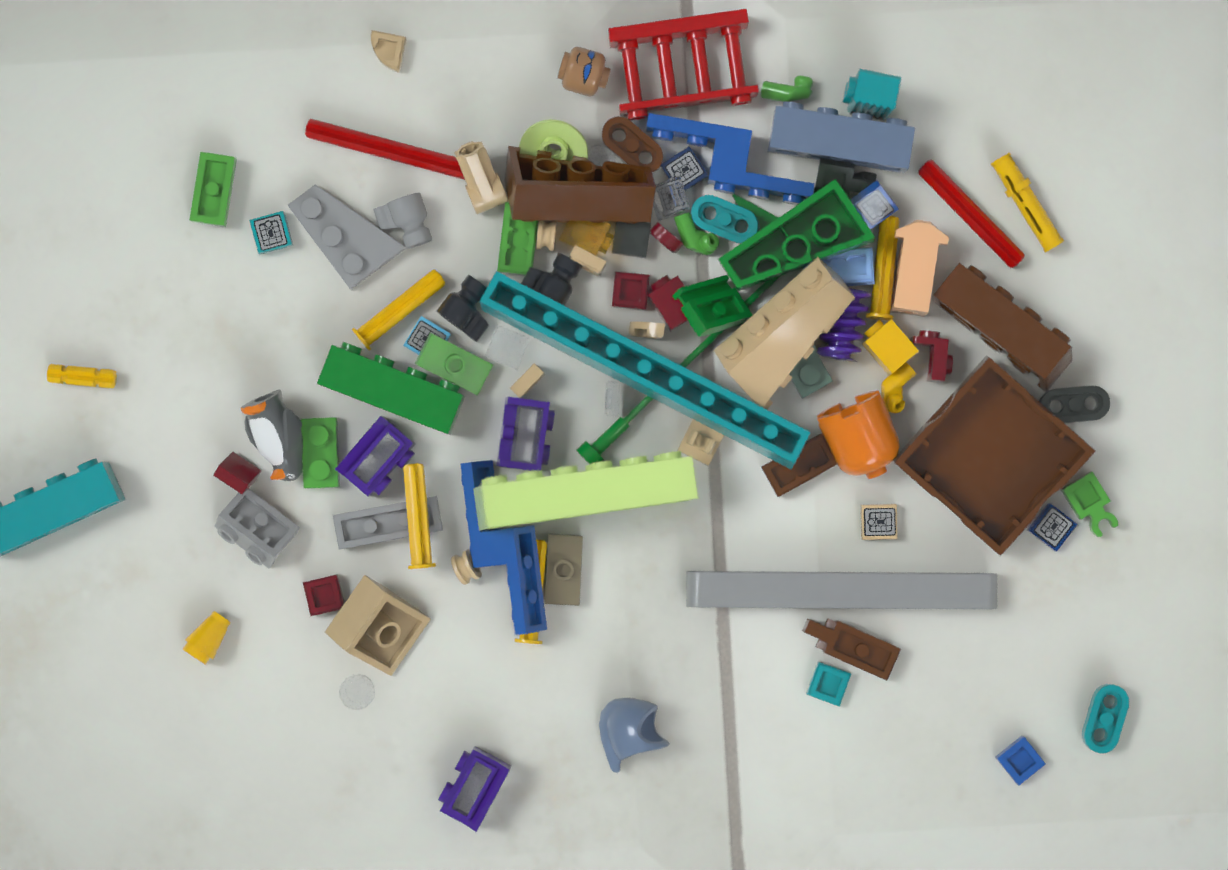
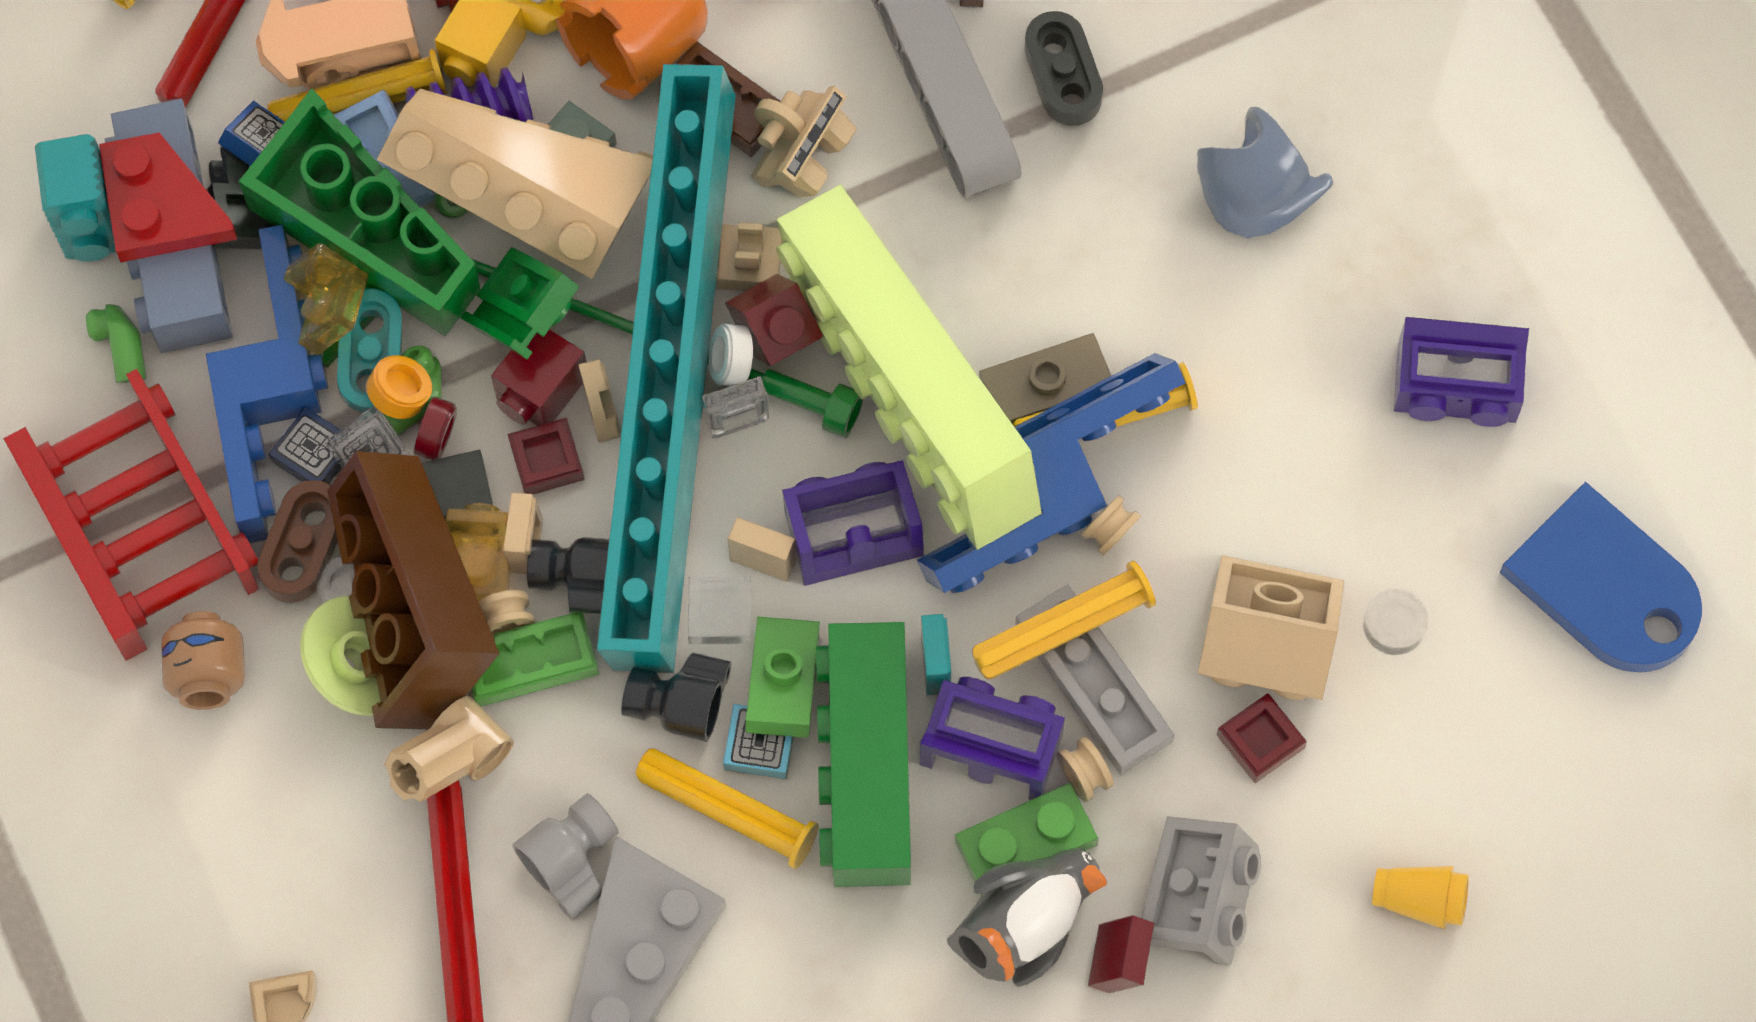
camera: 115 degrees left, 20 degrees down
(334, 810) = (1604, 580): none -> blue tile
(341, 497) = (1085, 769): none -> tan bush
(432, 446) = (935, 652): none -> teal tile
(638, 406) = (730, 354): none -> white tile
(651, 437) = (776, 318): none -> dark red brick
(692, 225) = (399, 387): none -> light orange tile
(741, 657) = (1063, 72): none -> pearl dark grey plate
(754, 208) = (333, 296): none -> clear yellow bracket
(756, 494) = (793, 133): none -> tan hips
(848, 133) = (158, 200): none -> red wing

